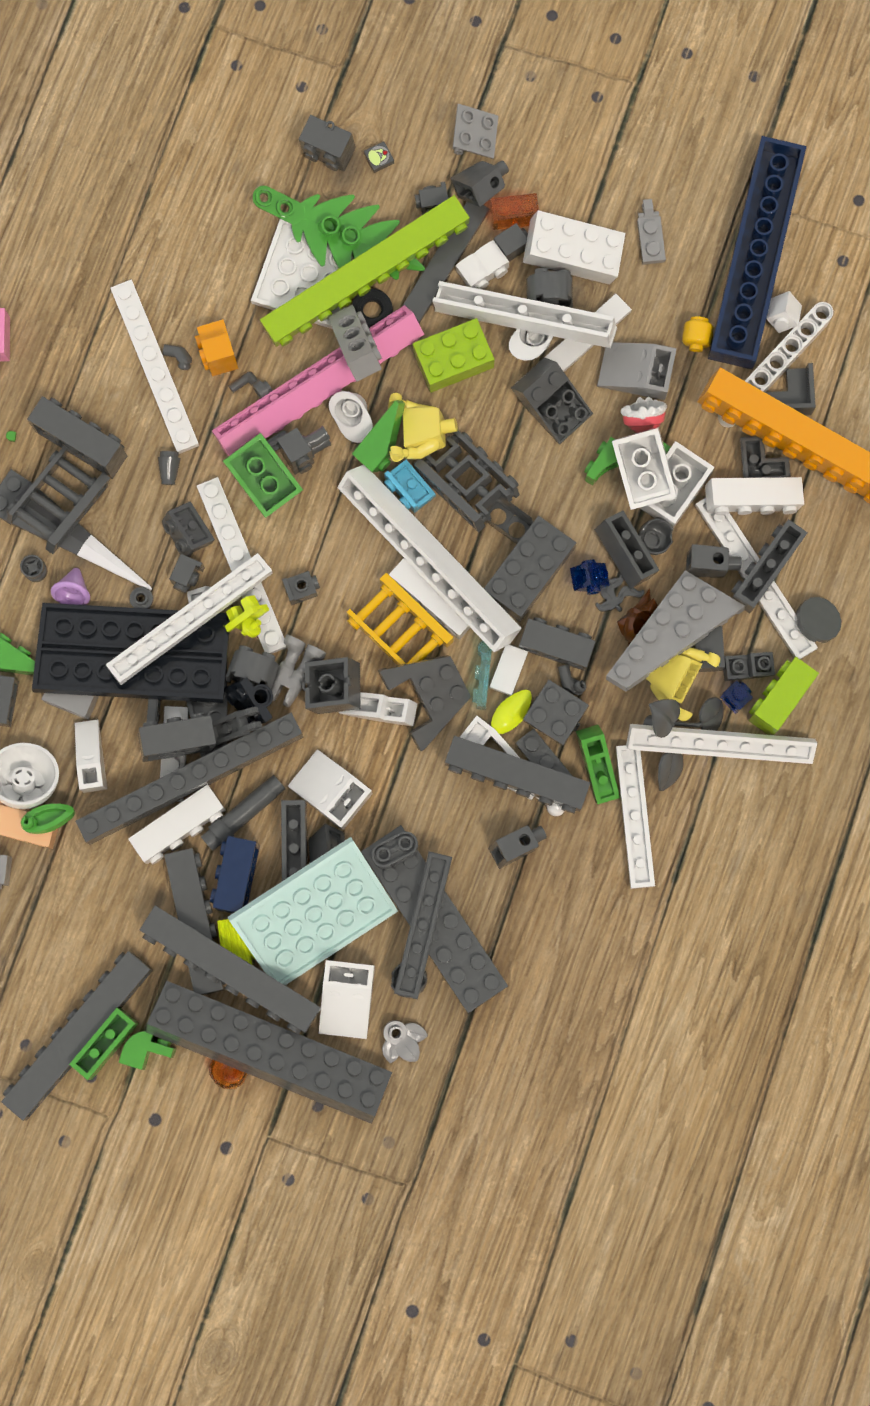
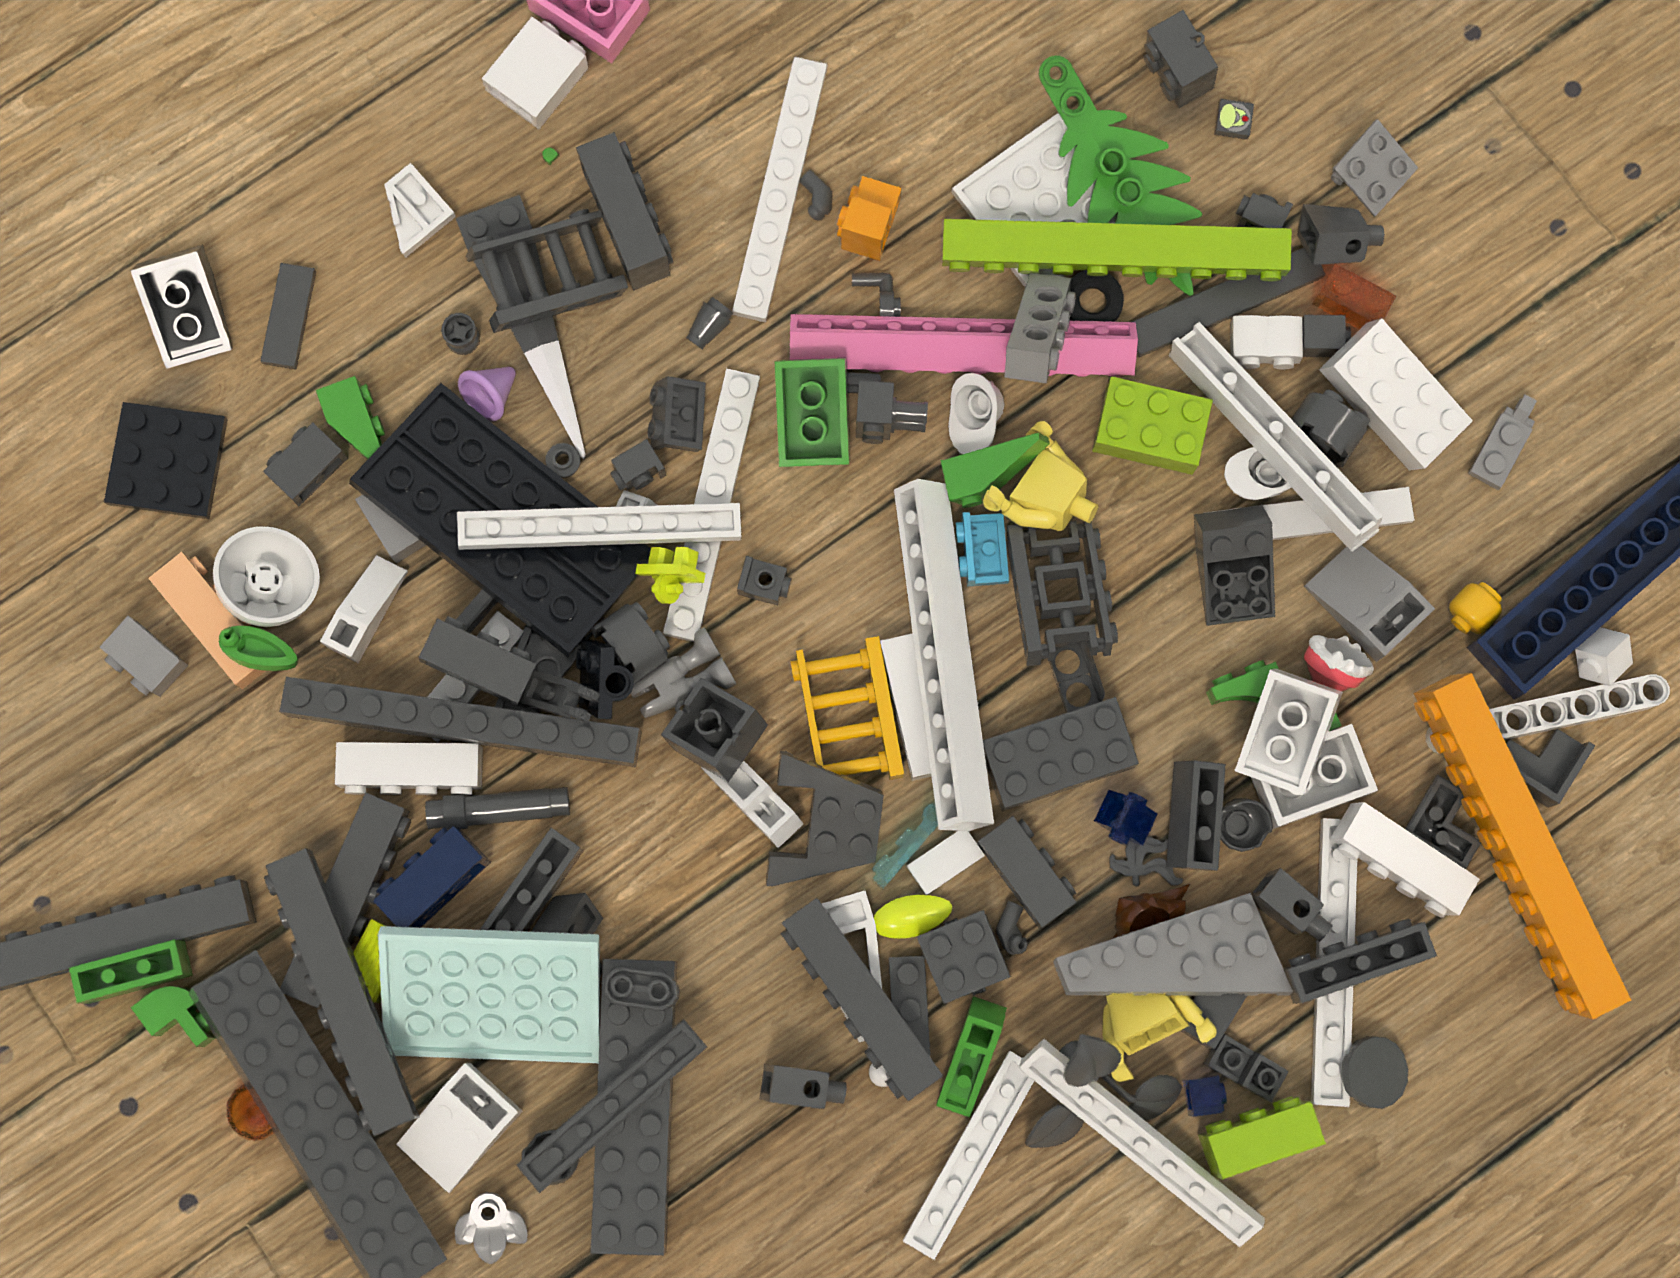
camera: 30 degrees right, 0 degrees up
(330, 789) = (622, 855): white slope -> none

